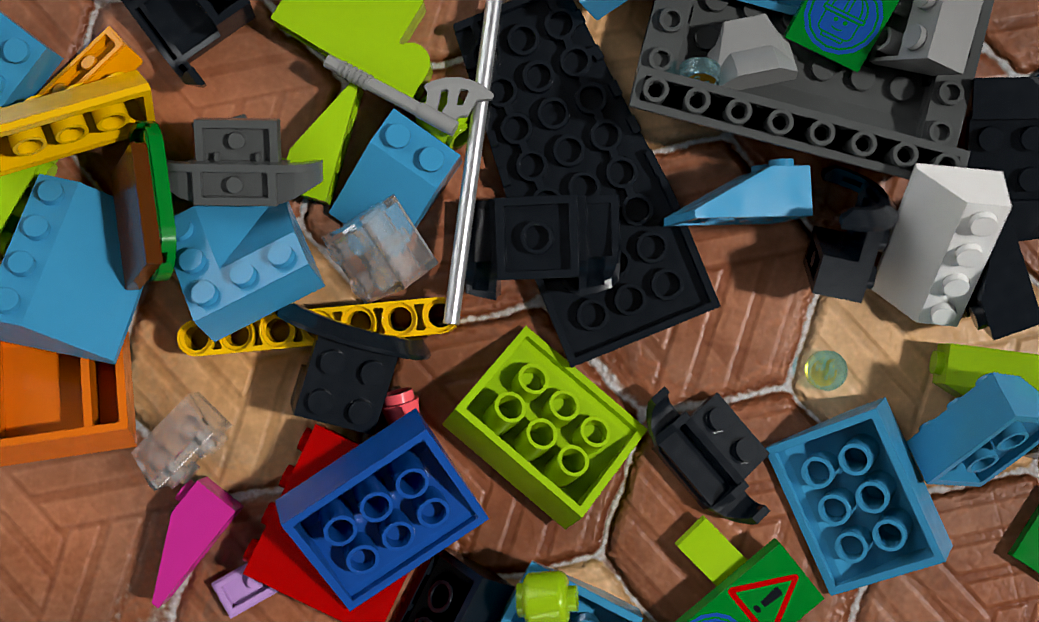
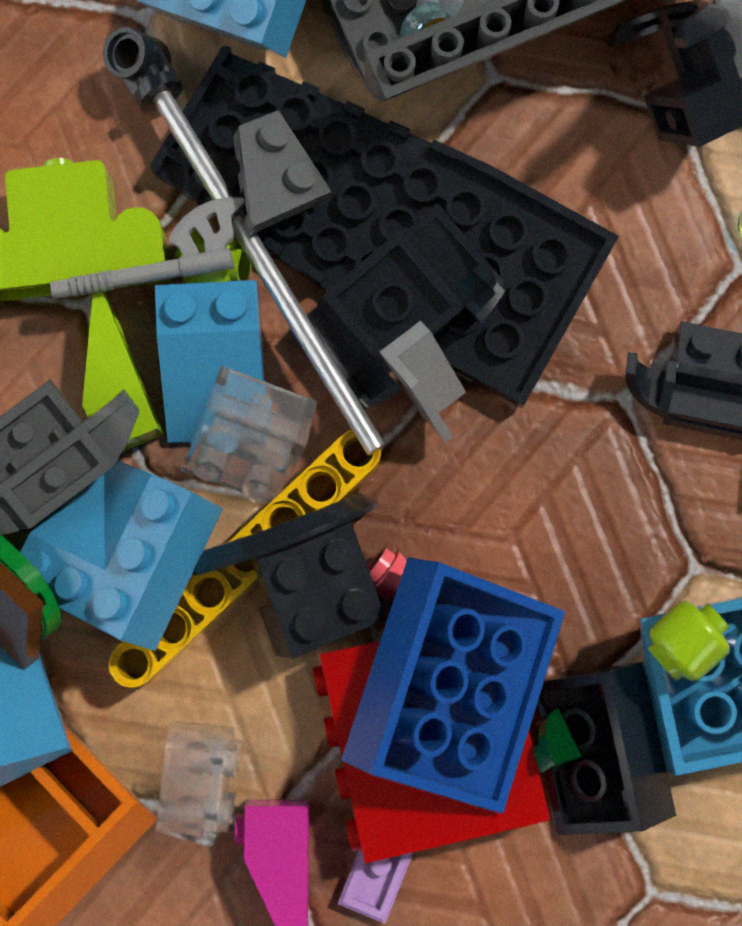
camera: 45 degrees left, 5 degrees down
(418, 593) = (555, 742): none -> dark green tile
(519, 300) = (424, 375): none -> light grey panel
(528, 94) = (275, 172): none -> dark grey wing
(546, 428) = (547, 485): lime slope -> none
(764, 196) = (573, 106): dark azure slope -> none

